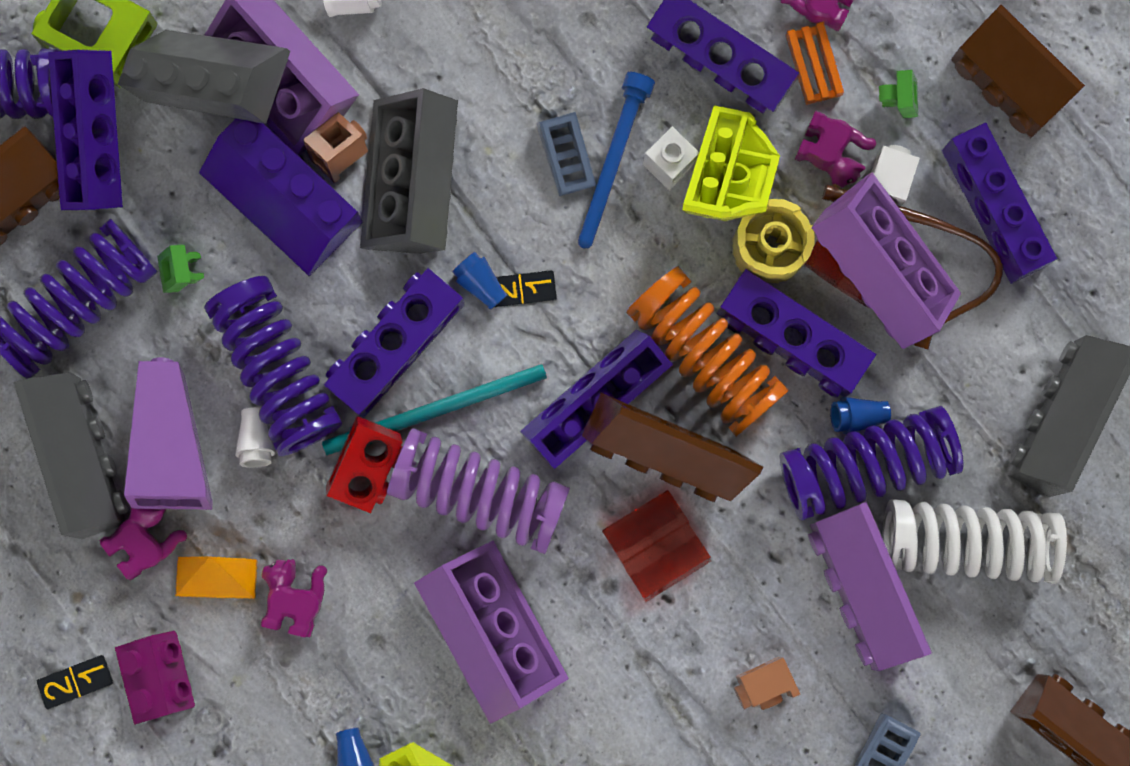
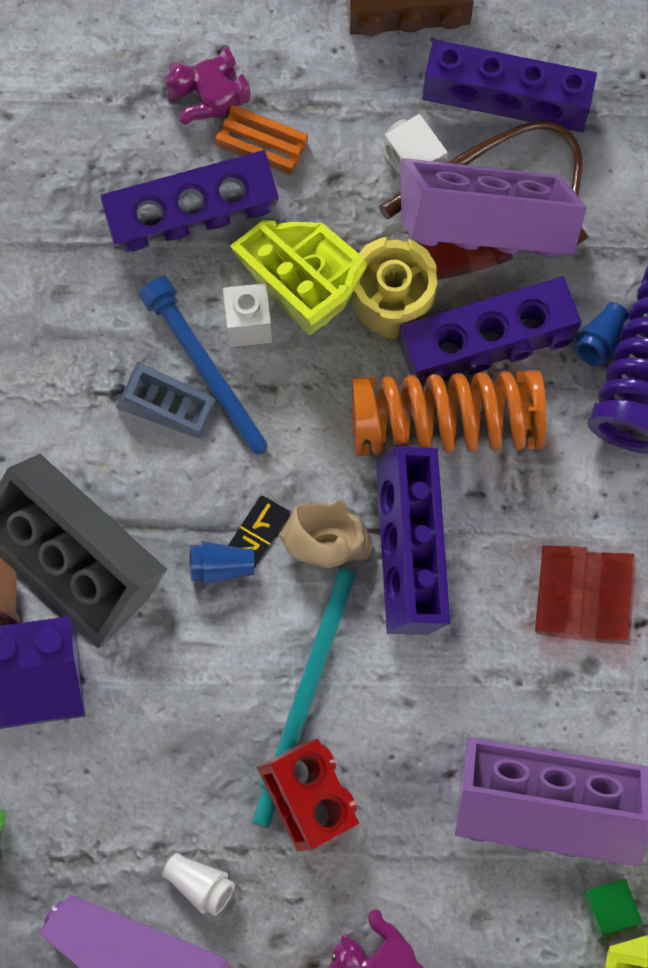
camera: 45 degrees left, 10 degrees down
(237, 299) = (222, 848): dark purple piece -> none
(417, 335) = (211, 611): dark purple brick -> none
(450, 725) = (611, 908): none -> green slope
(547, 509) = (338, 737): medium lavender piece -> none
(555, 337) = (326, 535): none -> tan hair
(669, 449) = (513, 507): reddish brown slope -> none
(832, 141) = (345, 179): magenta animal -> none
(902, 95) = (349, 90): bright green tile -> none

